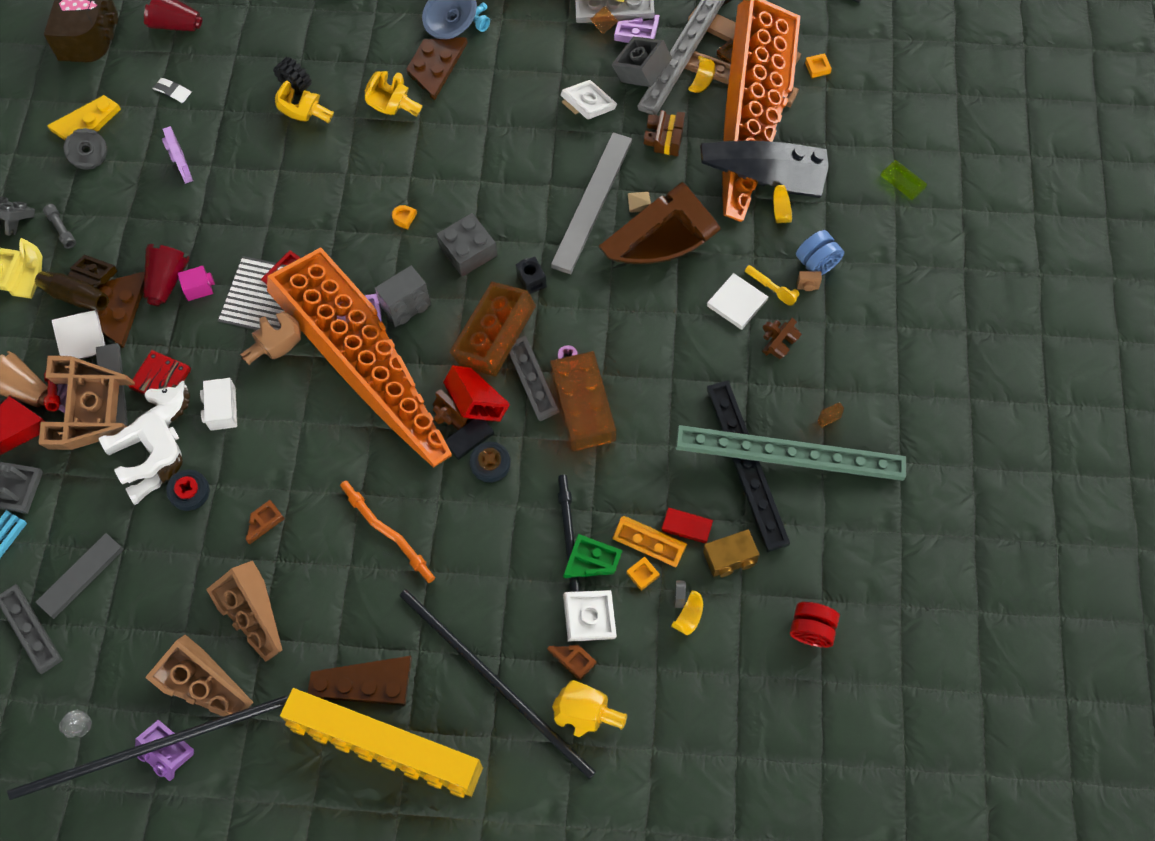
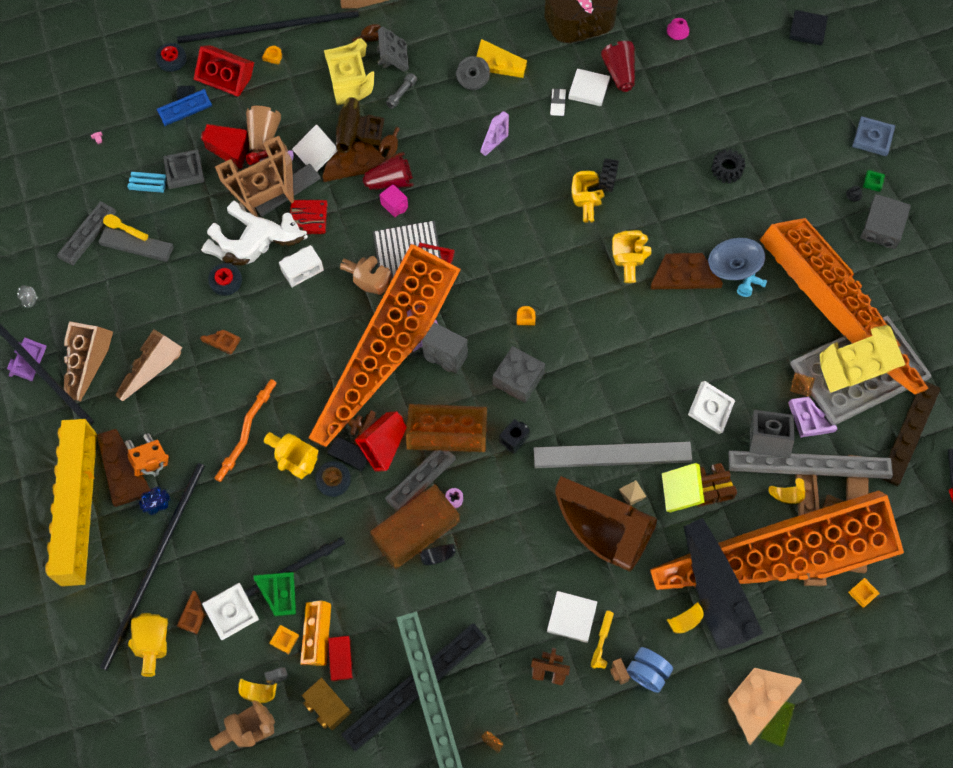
camera: 65 degrees right, 0 degrees up
(37, 587) = (114, 222): none -> yellow piece
(120, 261) = (390, 142): none -> reddish brown hand
(174, 55) = (589, 87): none -> white tile
(366, 645) = (147, 457): none -> orange piece
(424, 653) = (154, 500): none -> clear blue piece
(445, 488) = (293, 454): none -> yellow piece
(620, 390) = (437, 554): none -> black helmet
(658, 154) = (683, 487): none -> neon yellow tile
(724, 638) = (246, 728): none -> medium nougat piece
(880, 182) = (760, 699): none -> light nougat wing

